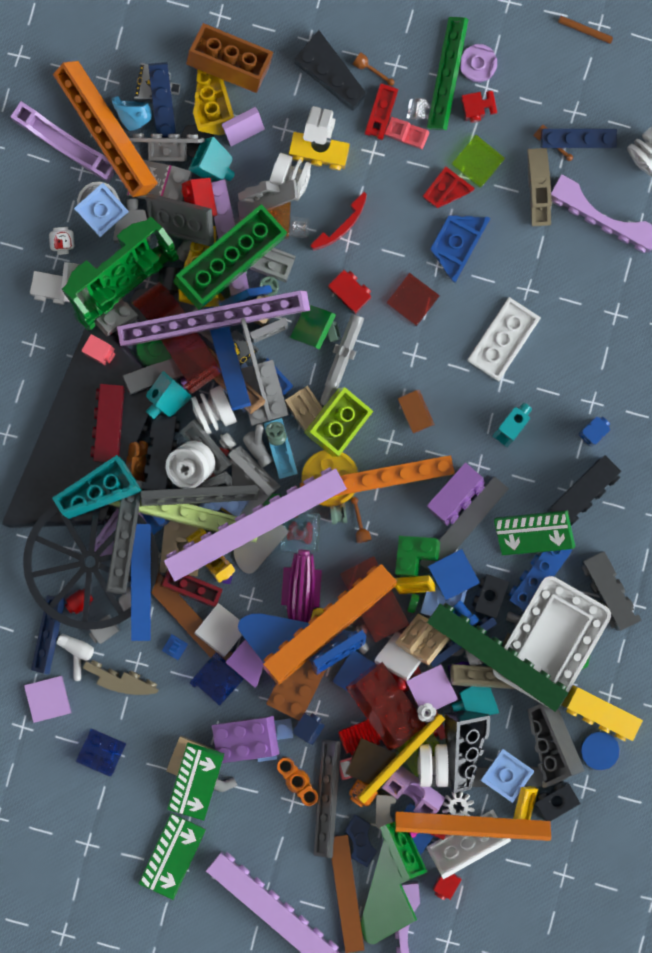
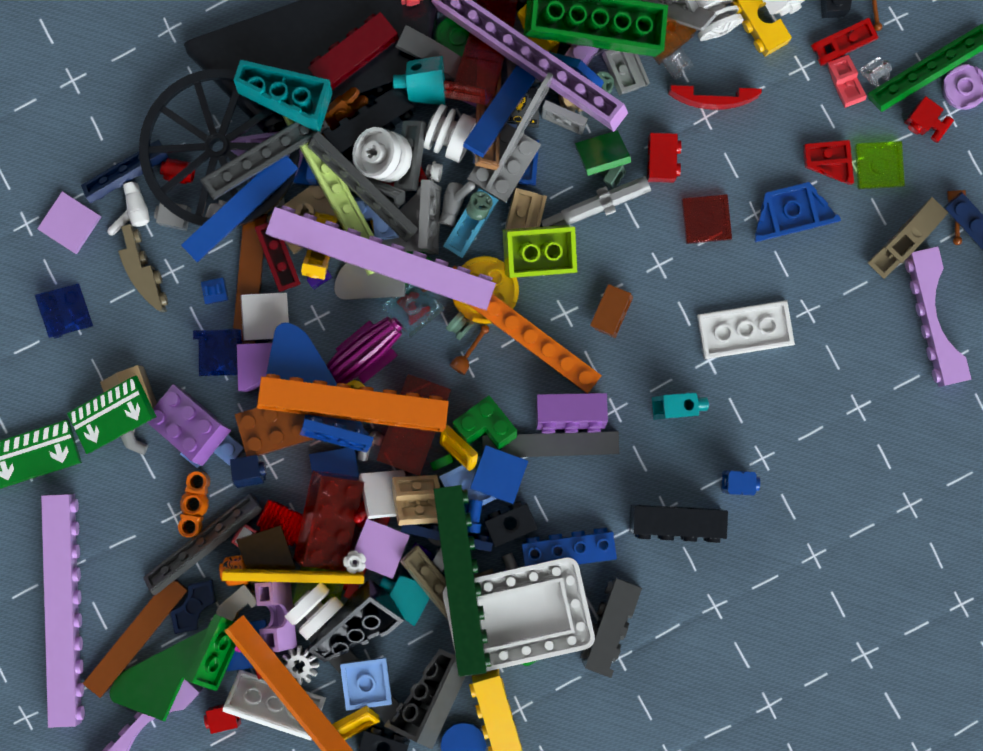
camera: 50 degrees right, 0 degrees up
(534, 533) = (601, 512): green tile -> none

